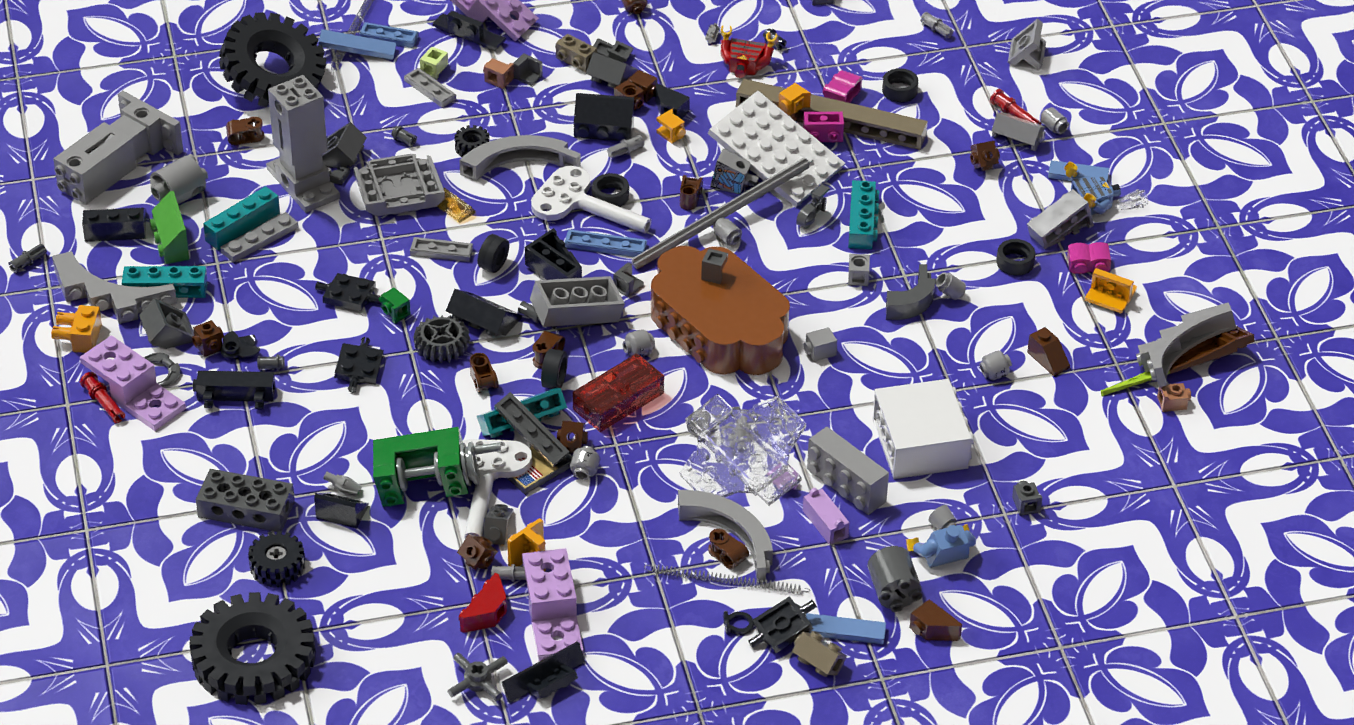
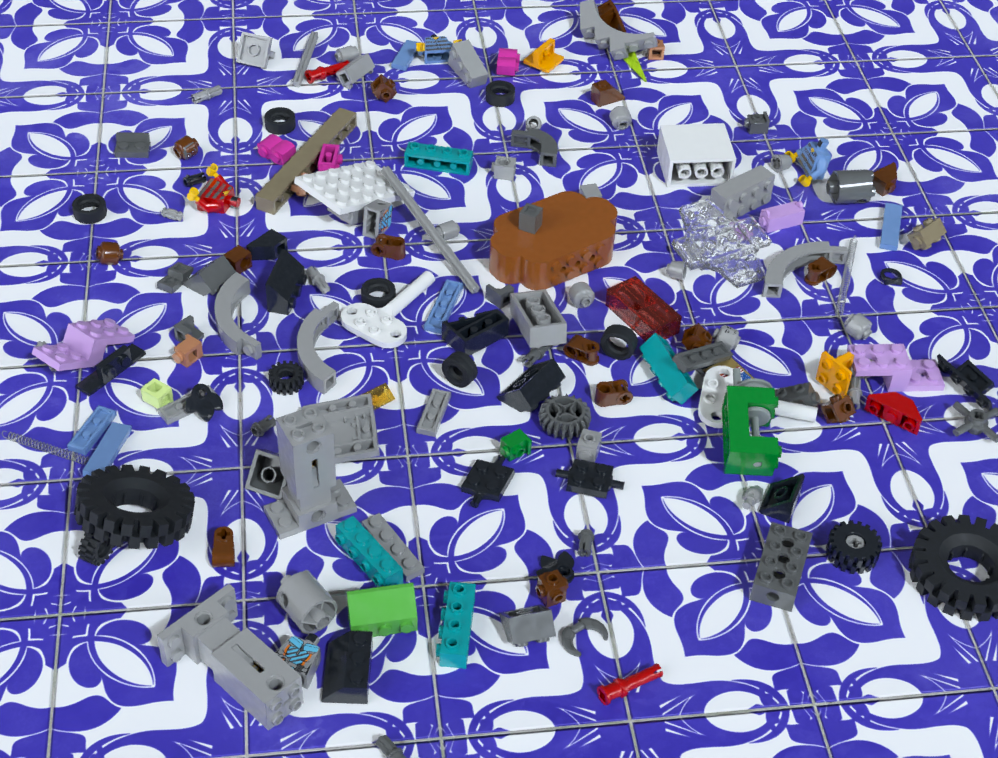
camera: 85 degrees left, 0 degrees up
(84, 327) = (526, 695): light orange brick -> none
(122, 190) = (302, 656): none -> torso
(125, 300) = (451, 702): light grey arch -> none
(133, 383) = (618, 651): lavender bracket -> none
(235, 386) = (620, 572): black brick -> none
(400, 358) = (588, 445): none -> light grey brick
(424, 93) = (204, 404): none -> black plate
(552, 89) = (226, 301): none -> light grey arch
(574, 52) = (174, 297): dark tan brick -> none
(625, 578) = (858, 326): none -> light grey head
(629, 89) = (251, 268): reddish brown brick -> none
(672, 126) = (300, 248): light orange window -> none
(782, 624) = (899, 248): black plate -> none
(794, 99) = (302, 163): light orange window -> none
(807, 214) = (424, 178): dark grey piece -> none
(824, 22) = (186, 147): none -> reddish brown head
(1041, 91) = (305, 59): none -> light grey axle
(1133, 200) = (445, 30): clear cone -> none

